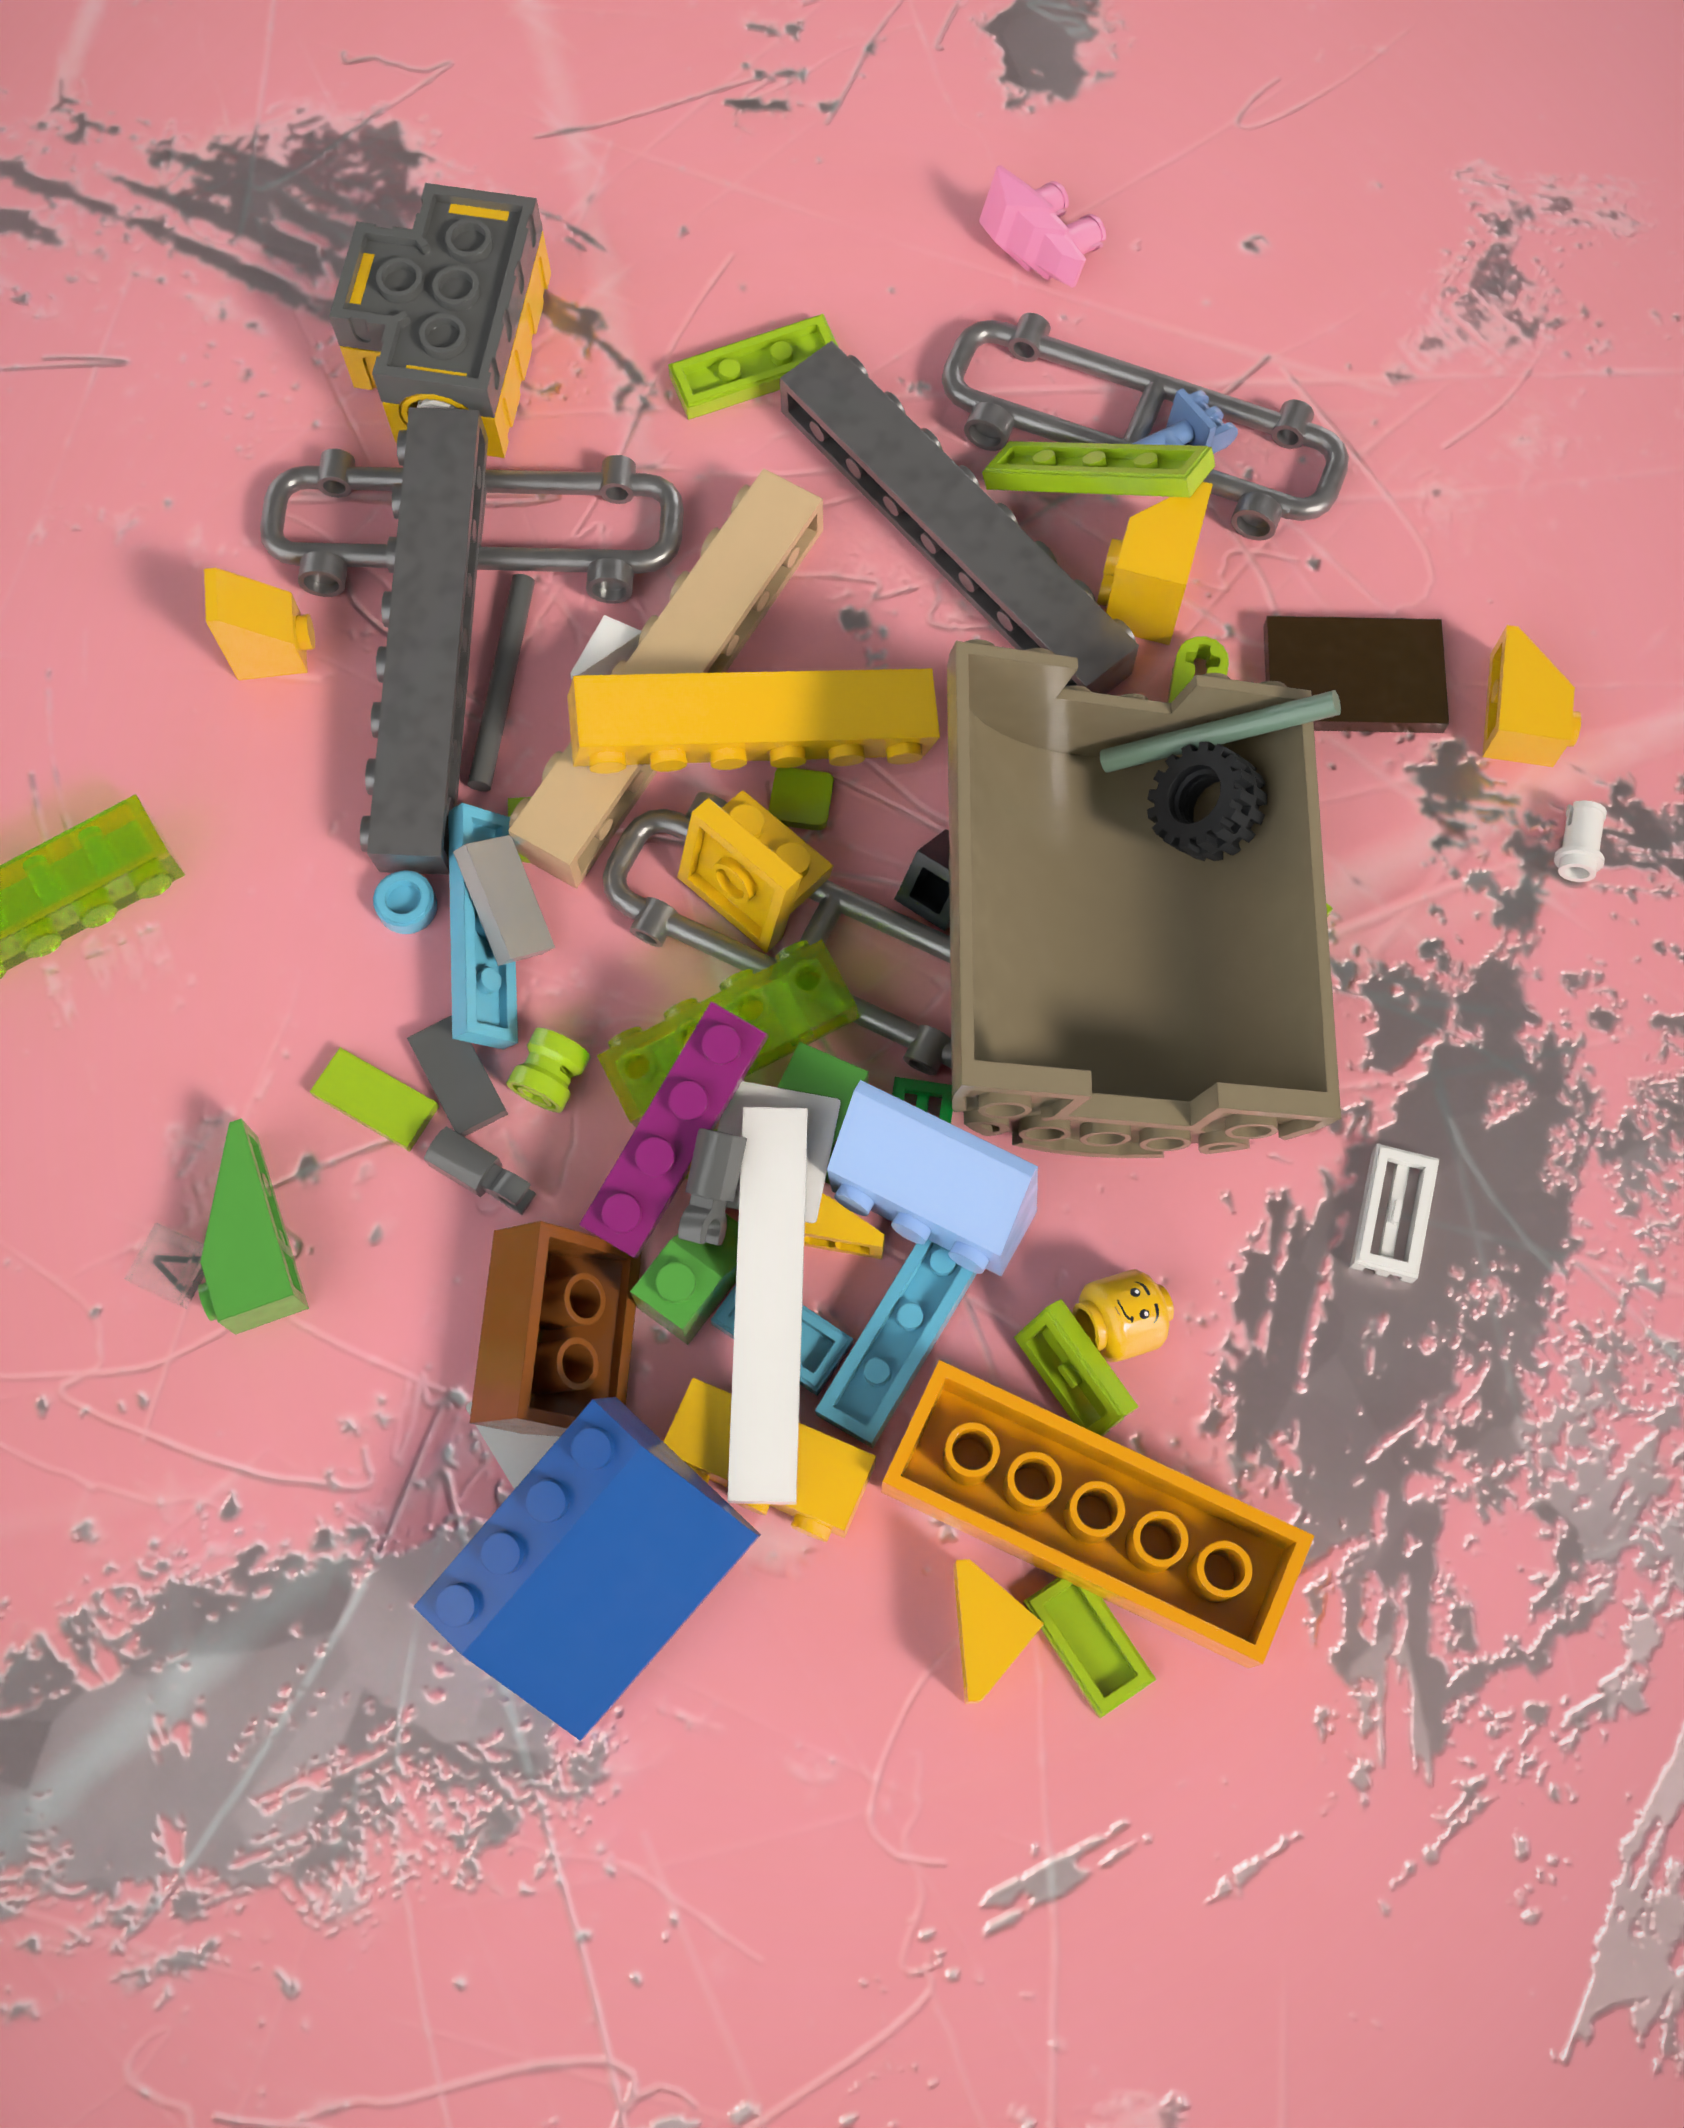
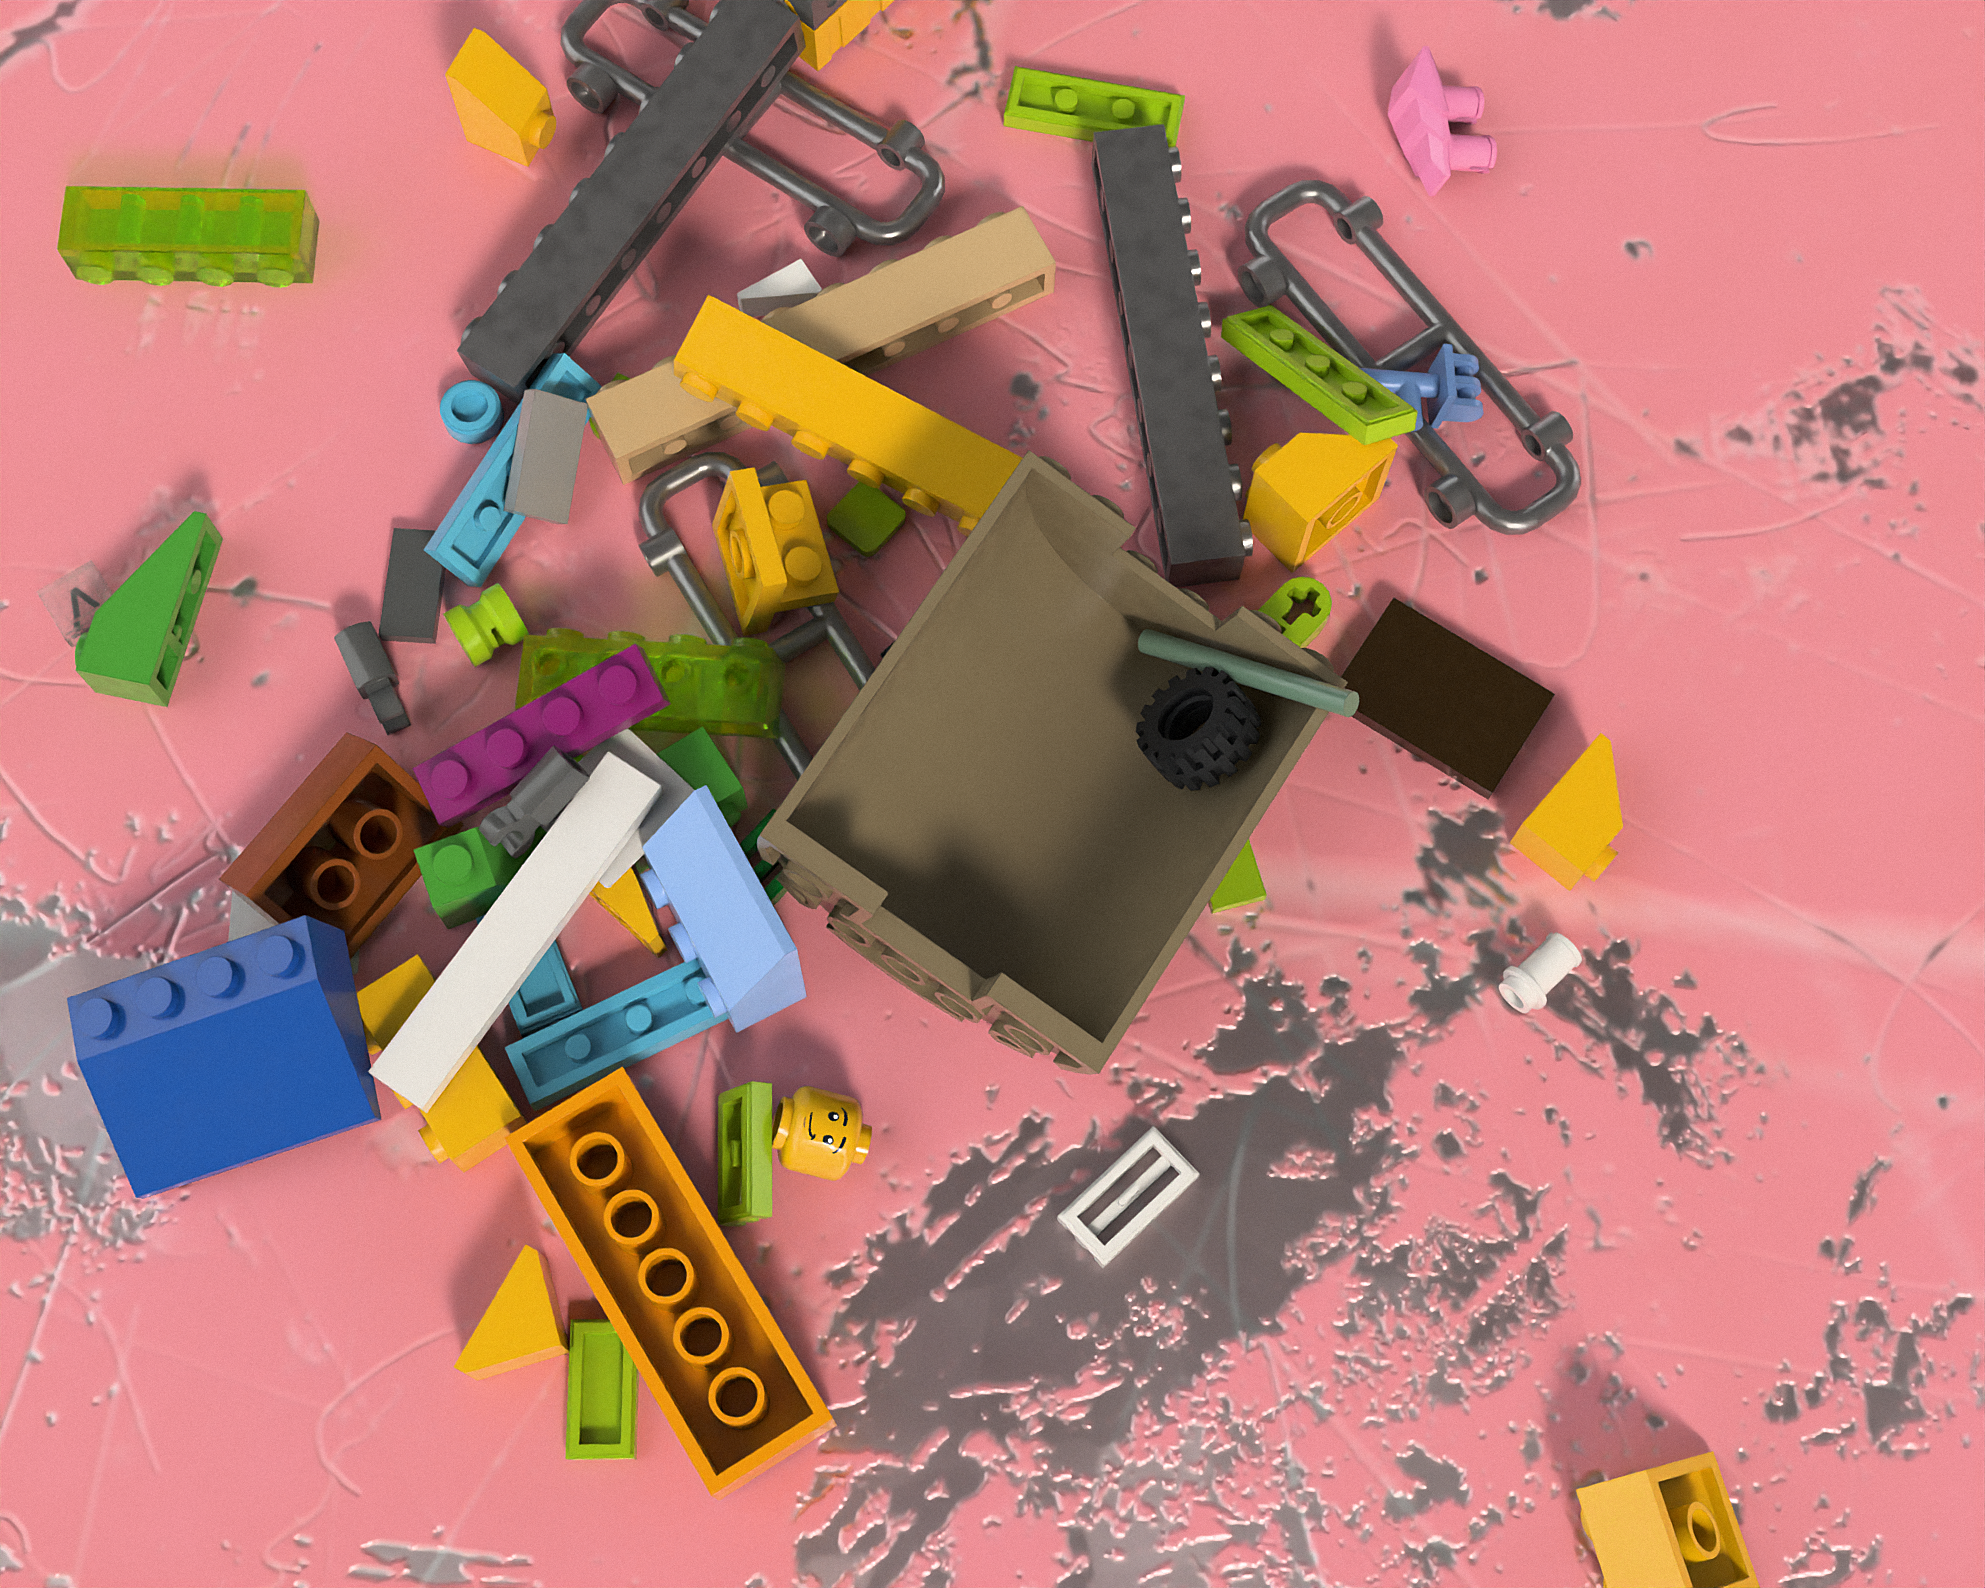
camera: 30 degrees right, 0 degrees up
(374, 1099) = (334, 564): lime piece -> none
(501, 683) = (680, 268): dark grey bar -> none

